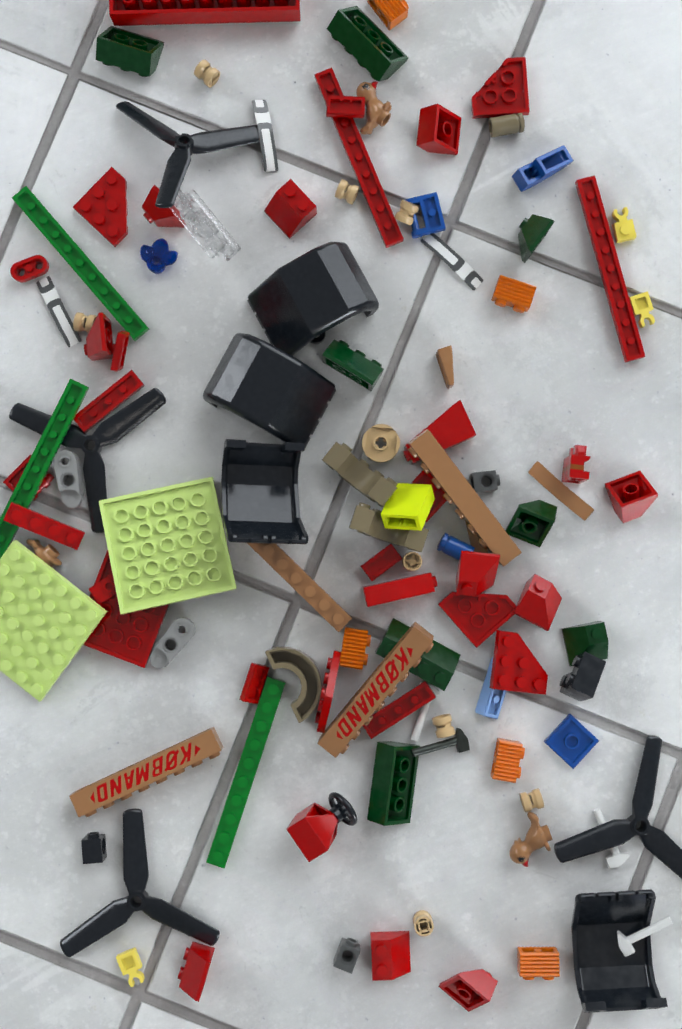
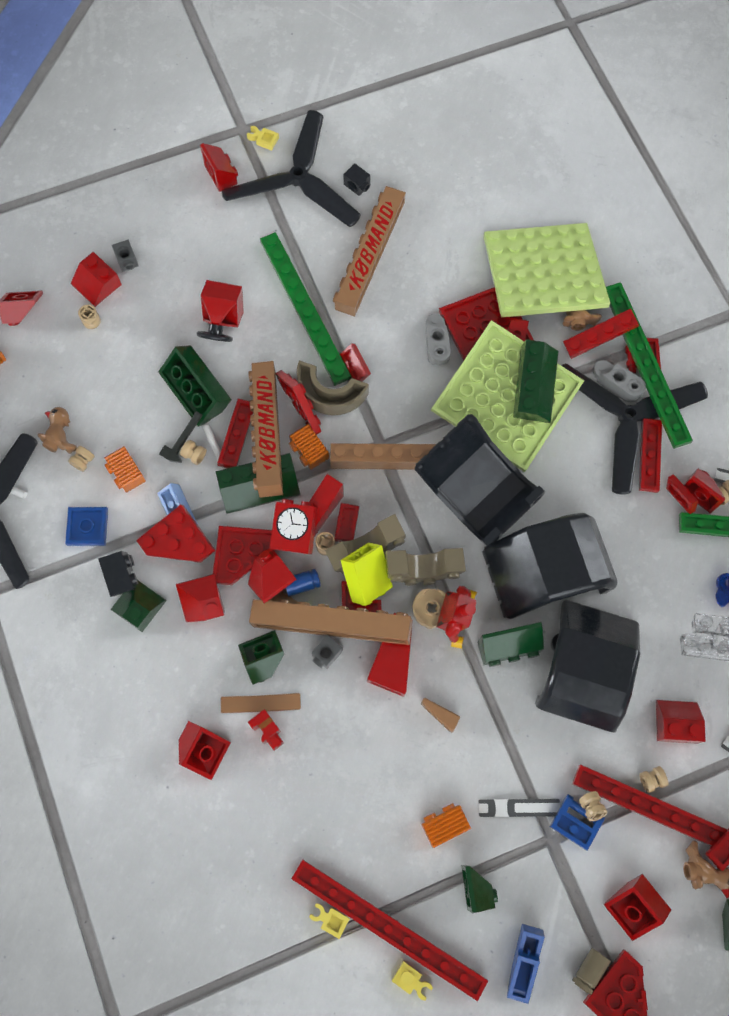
camera: 135 degrees right, 15 degrees down
(138, 532) = (536, 381): none -> dark green slope
(369, 419) = (457, 614): none -> red torso
(428, 590) = (293, 526): none -> red brick

